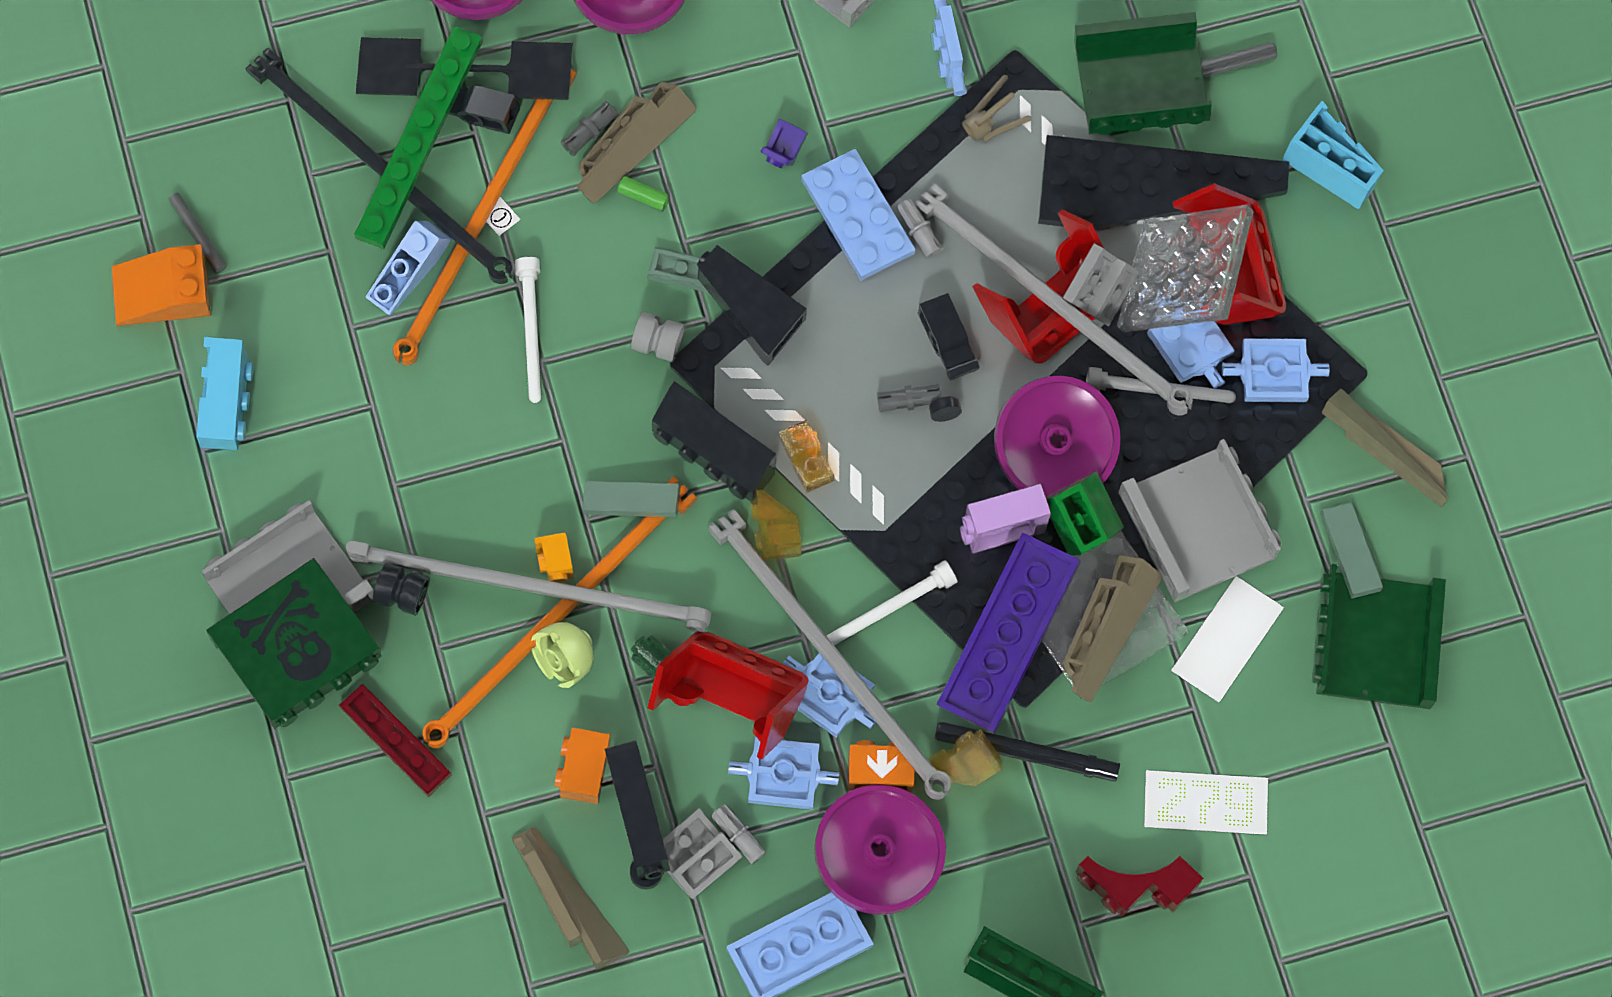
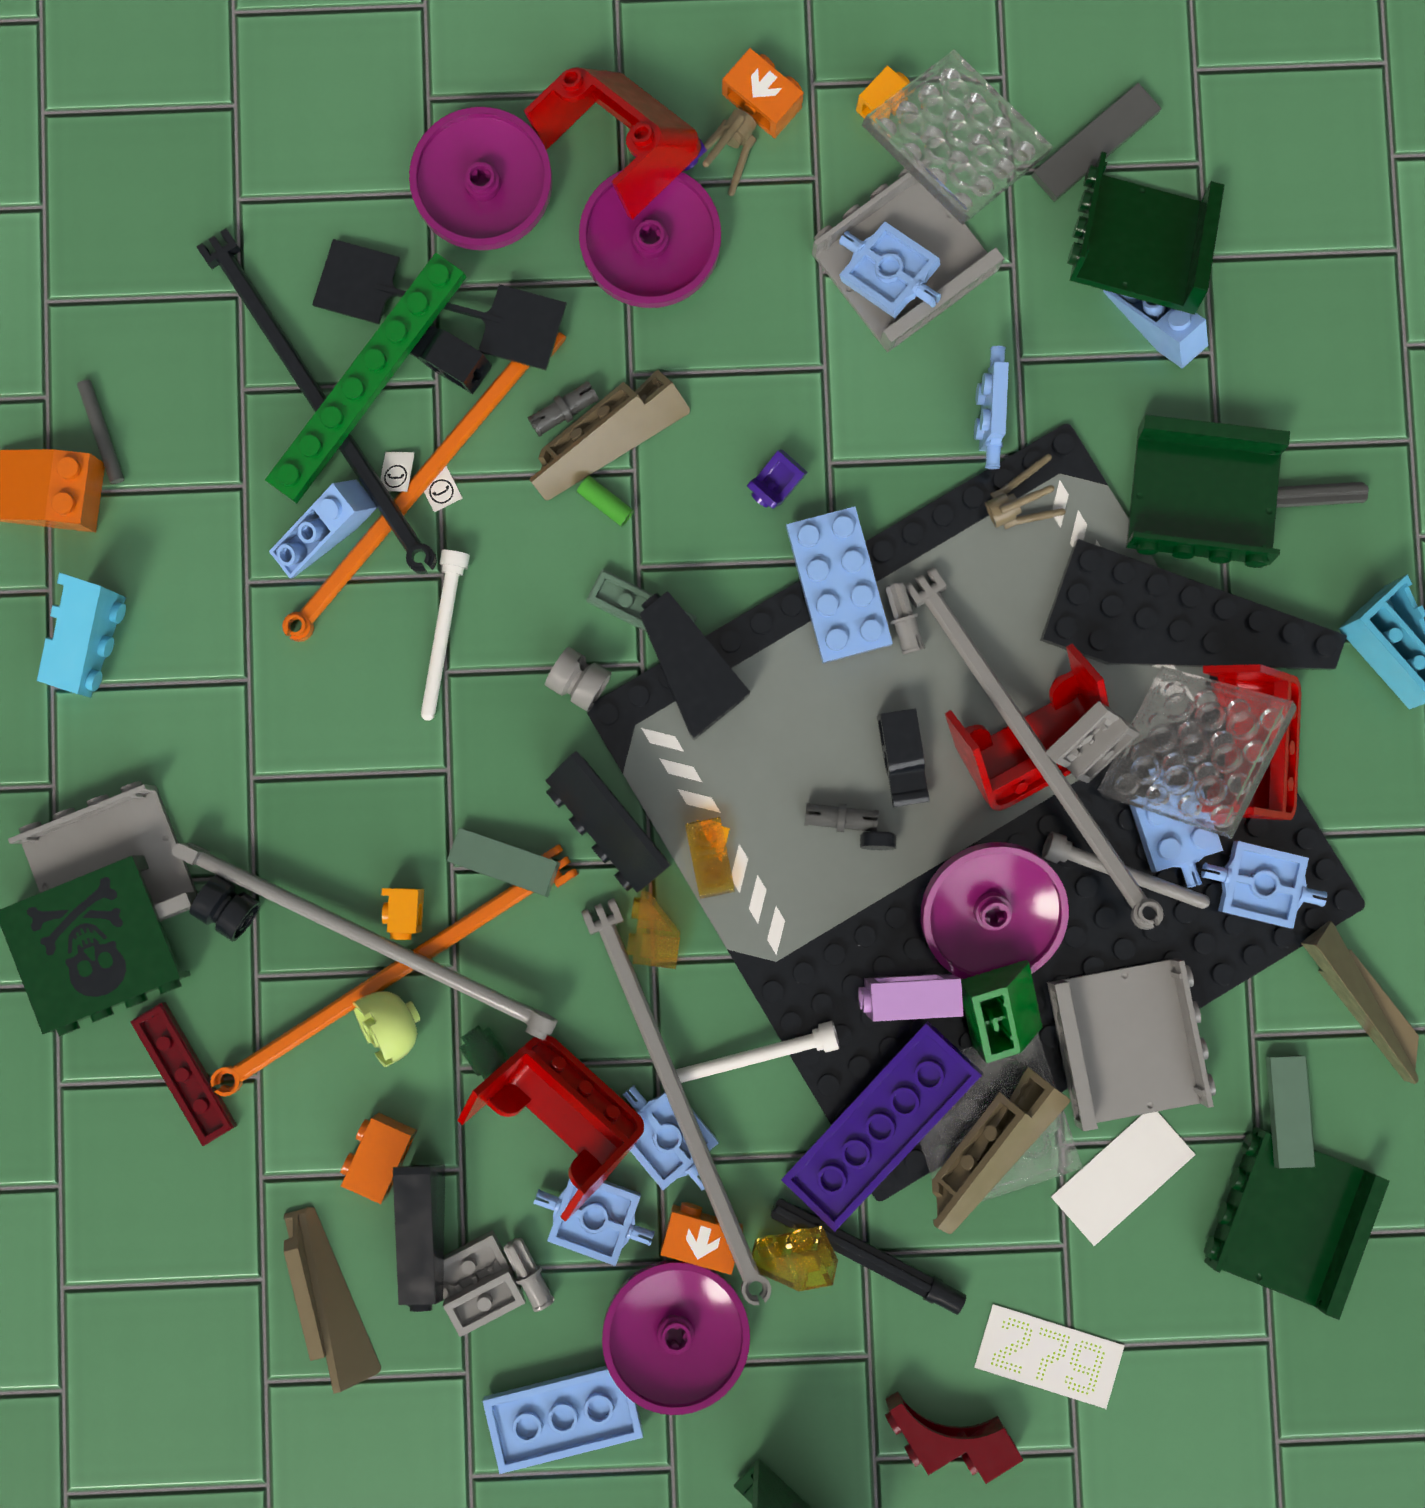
camera: 15 degrees right, 15 degrees up
(460, 207) = (397, 470): none -> white sticker

